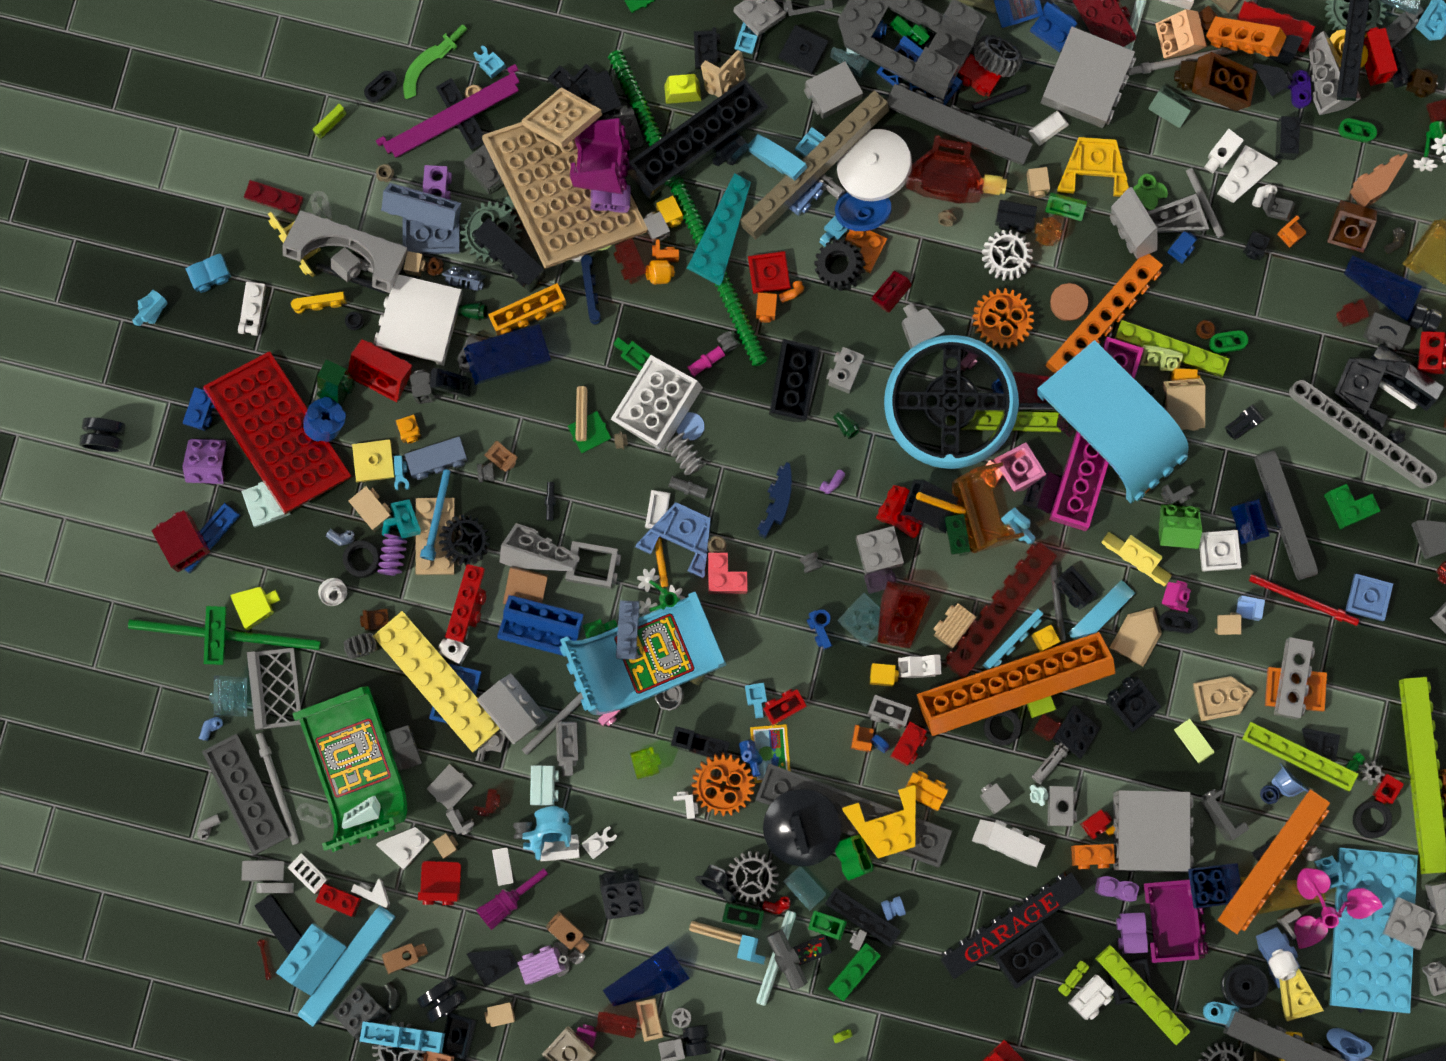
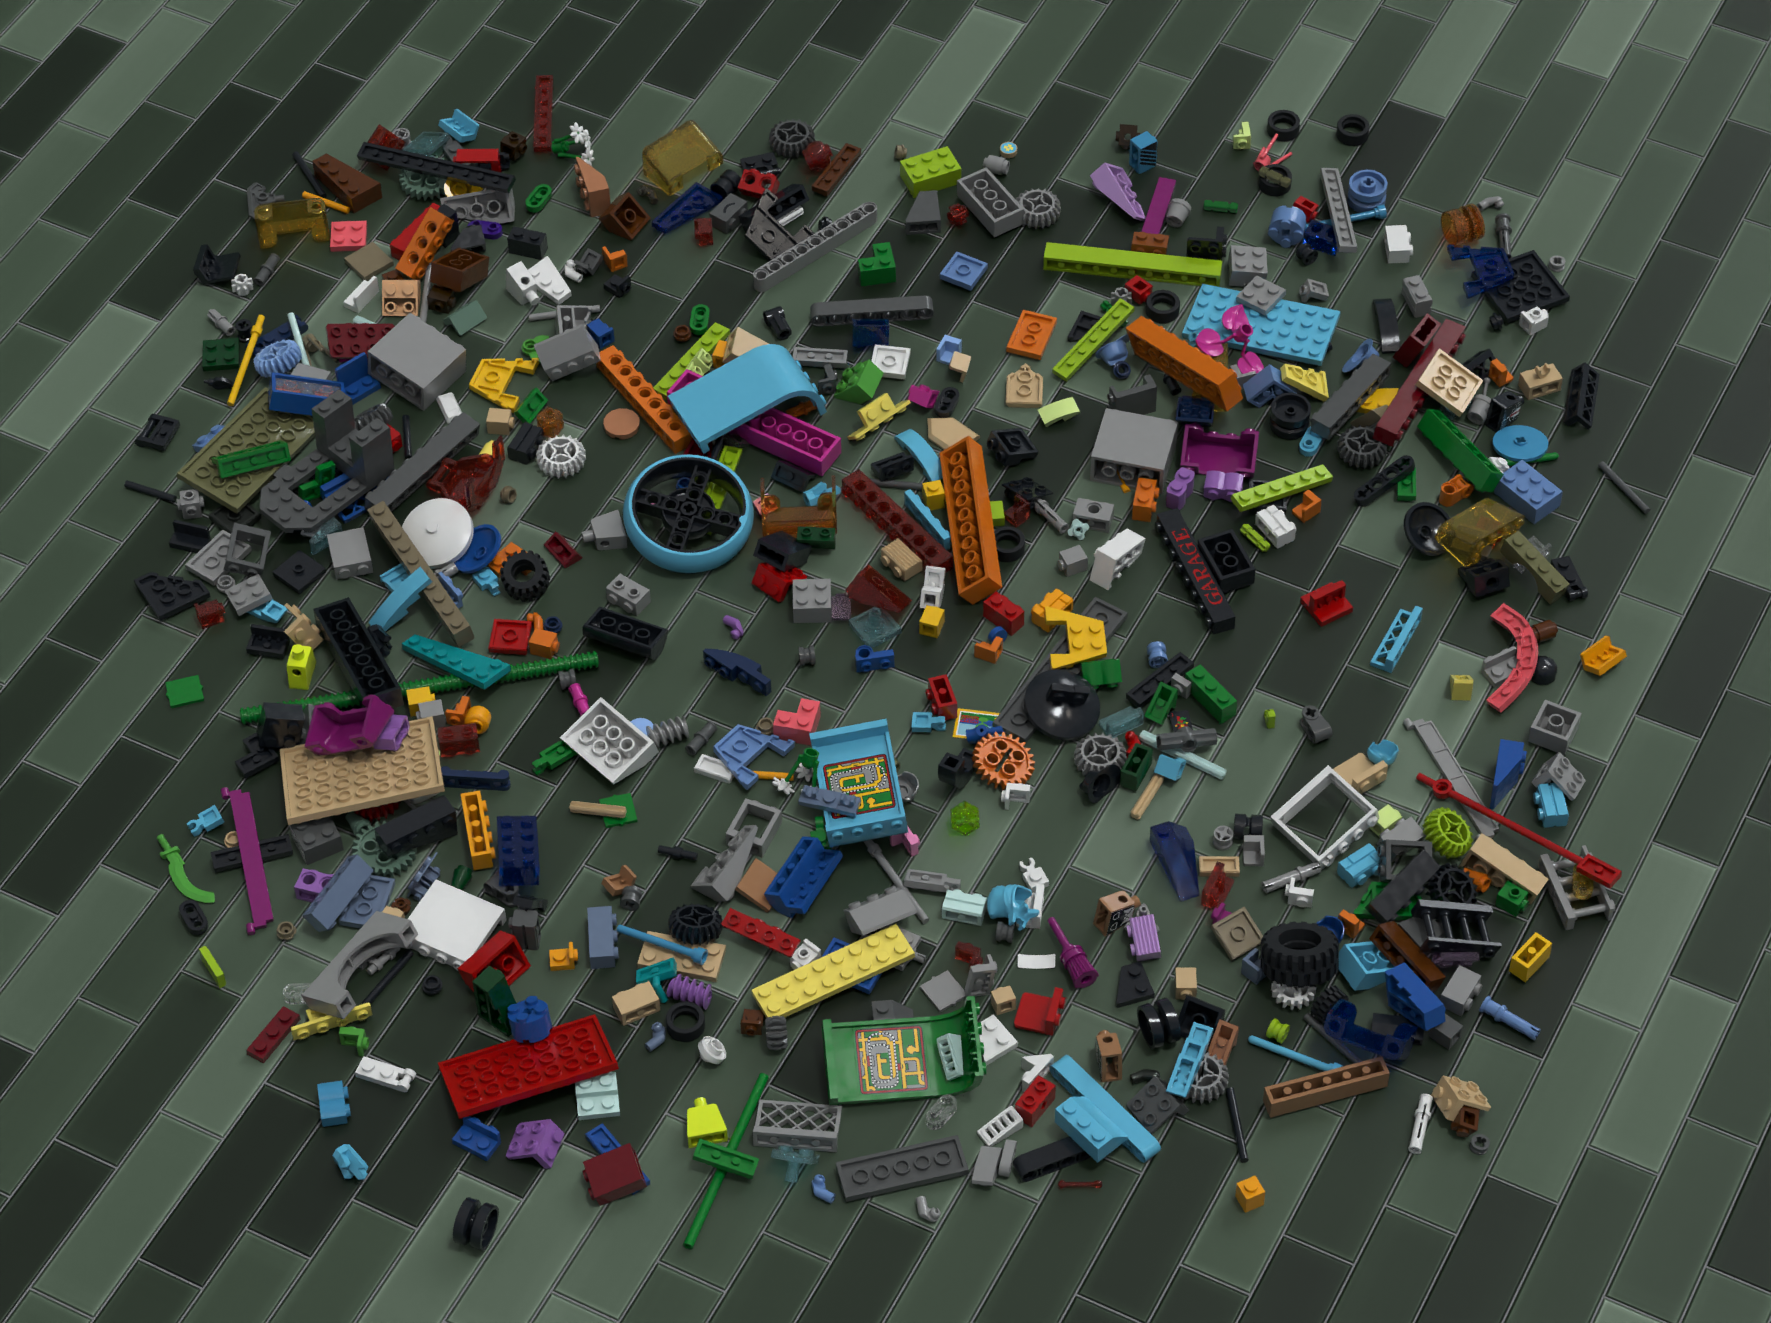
camera: 75 degrees left, 30 degrees down
(265, 753) = (863, 1143): light grey bar -> none
(282, 268) = (354, 1037): none -> bright green bracket
(318, 302) = (401, 1010): yellow plate -> none
(346, 264) = (372, 975): light grey brick -> none
(373, 461) = (585, 995): light yellow plate -> none
(400, 467) = (603, 971): medium azure plate -> none
(561, 117) = (295, 753): tan plate -> none
(620, 440) = (635, 784): dark tan plate -> none
(621, 893) = (1089, 860): black bracket -> none
(793, 303) = (553, 624): none -> dark blue plate
(847, 426) = (682, 604): dark green cone -> none
(889, 711) = (969, 619): light grey brick -> none
(940, 503) = (782, 537): light orange bar -> none
(993, 332) = (617, 469): orange gear -> none
(1020, 467) = (774, 479): bright pink slope -> none
(1096, 823) = (1116, 493): red brick -> none
(1127, 1024) = (1308, 508): none -> orange panel
(1207, 477) = (820, 357): none -> light grey plate
(1283, 706) = (1022, 328): light grey brick -> none
(1283, 965) = (1278, 368): white head -> none
(1338, 614) = (973, 294): red bar -> none

